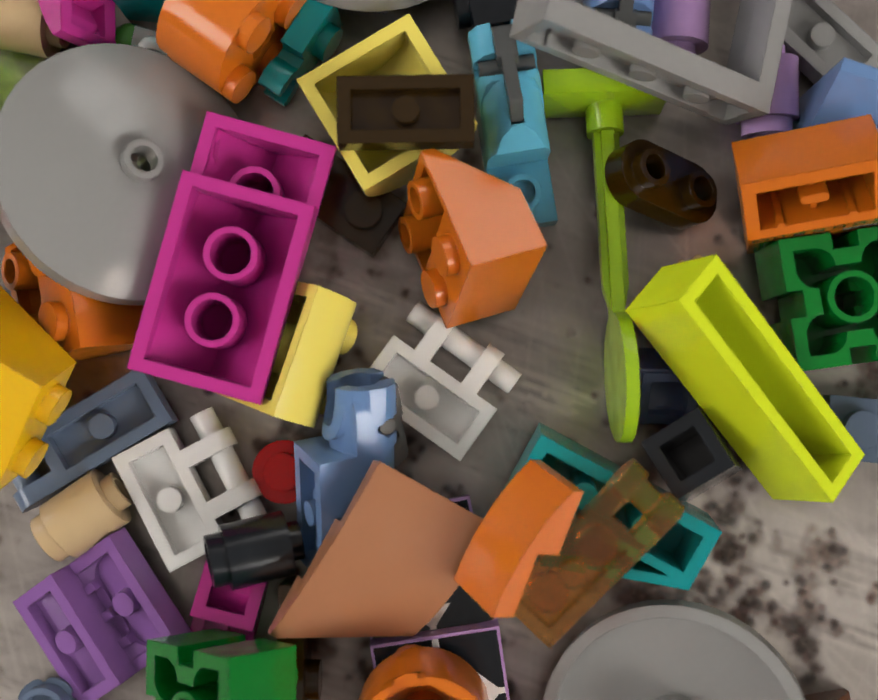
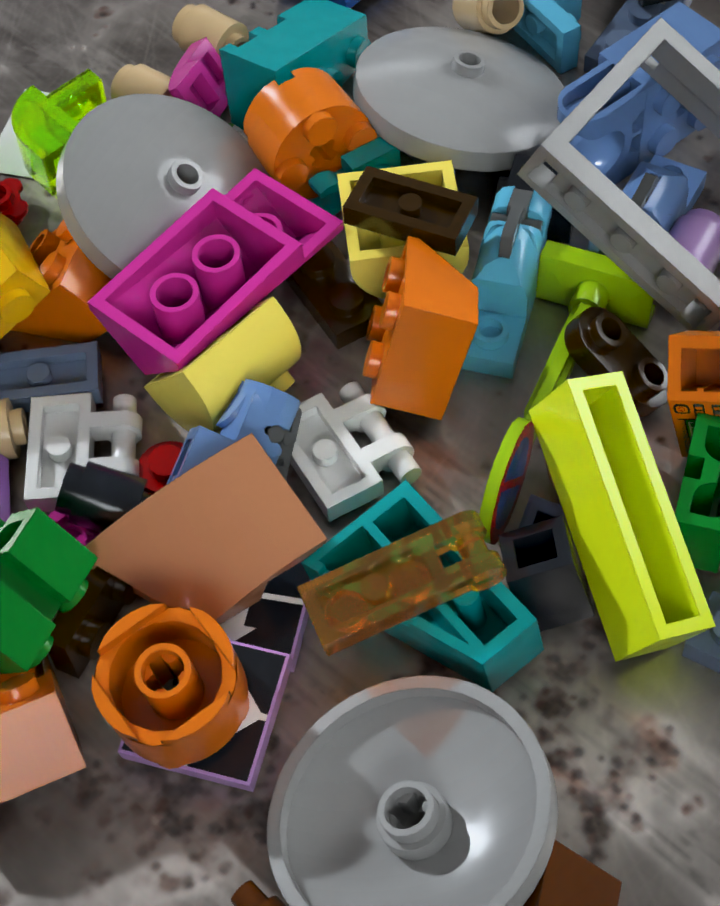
camera: 30 degrees right, 30 degrees down
(523, 522) = (357, 522): orange slope -> none

